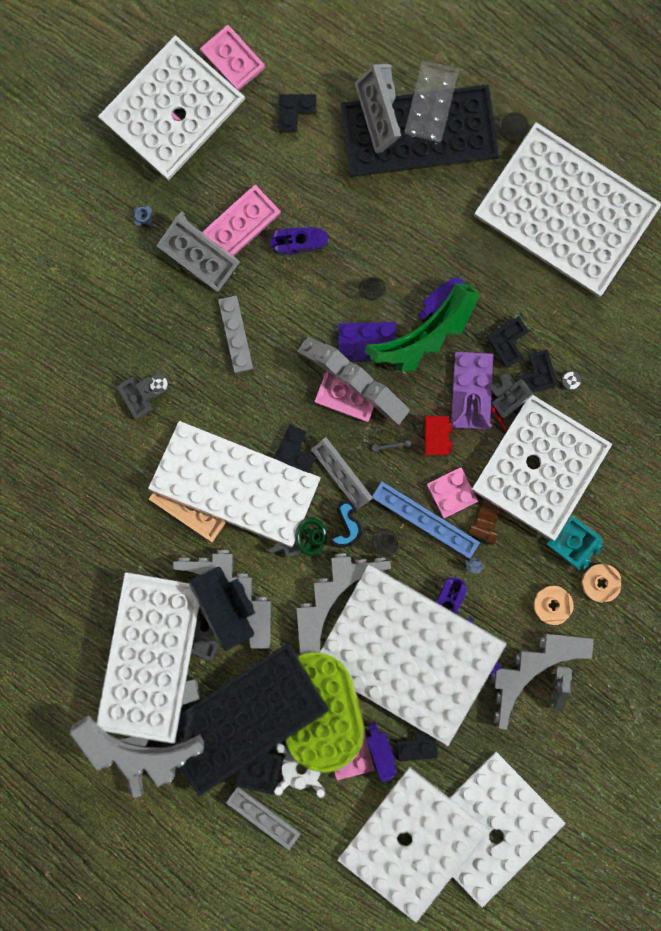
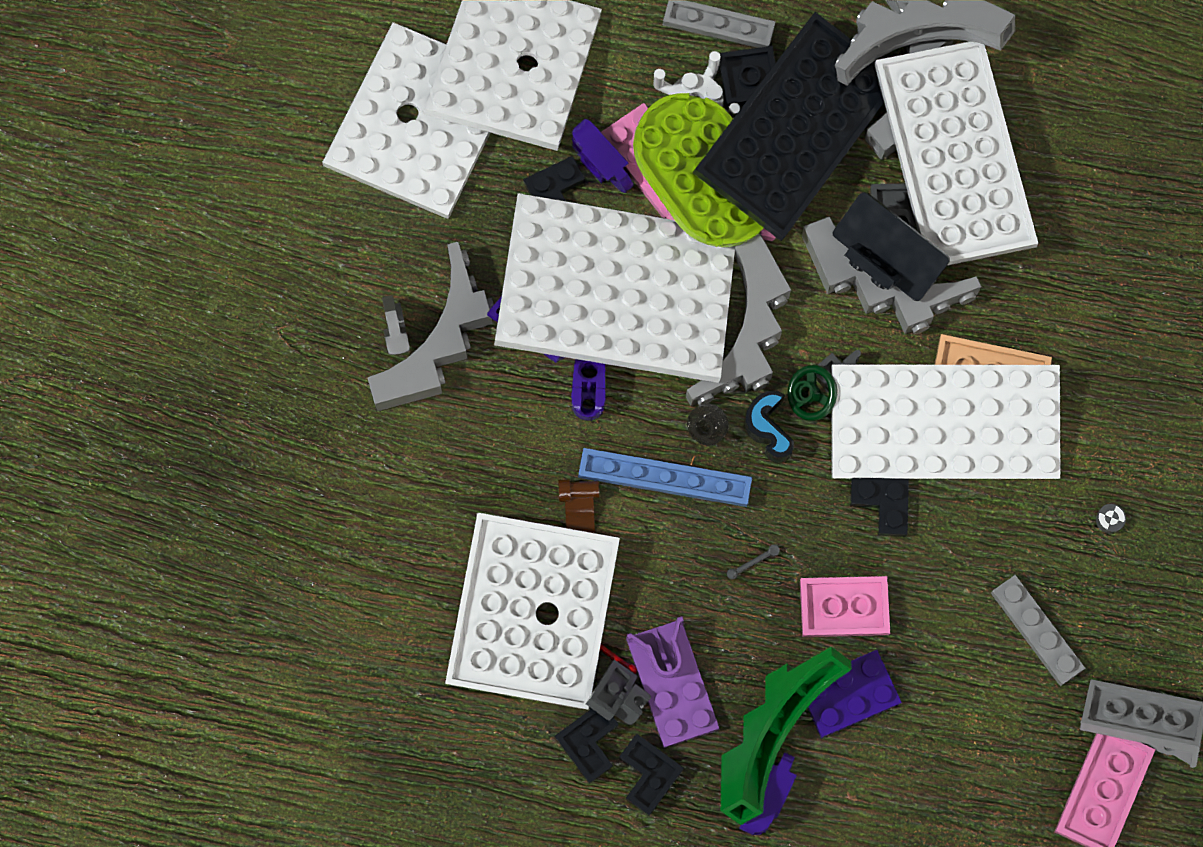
camera: 160 degrees right, 10 degrees down
(138, 396) = (1131, 488): dark grey plate -> none
(314, 238) = (989, 809): dark purple piece -> none
(341, 473) = (806, 494): light grey plate -> none
(356, 378) = (846, 621): light grey arch -> none
(372, 288) = (876, 770): clear smoke plate -> none
(437, 436) = (696, 597): red brick -> none
(452, 492) = (643, 530): bright pink plate -> none
(474, 565) = (573, 442): sand blue plate -> none
(560, 596) = (438, 447): light nougat plate -> none
(571, 381) = (536, 754): dark grey tile -> none
(576, 543) = (443, 525): teal plate -> none
(612, 583) = (383, 472): light nougat plate -> none

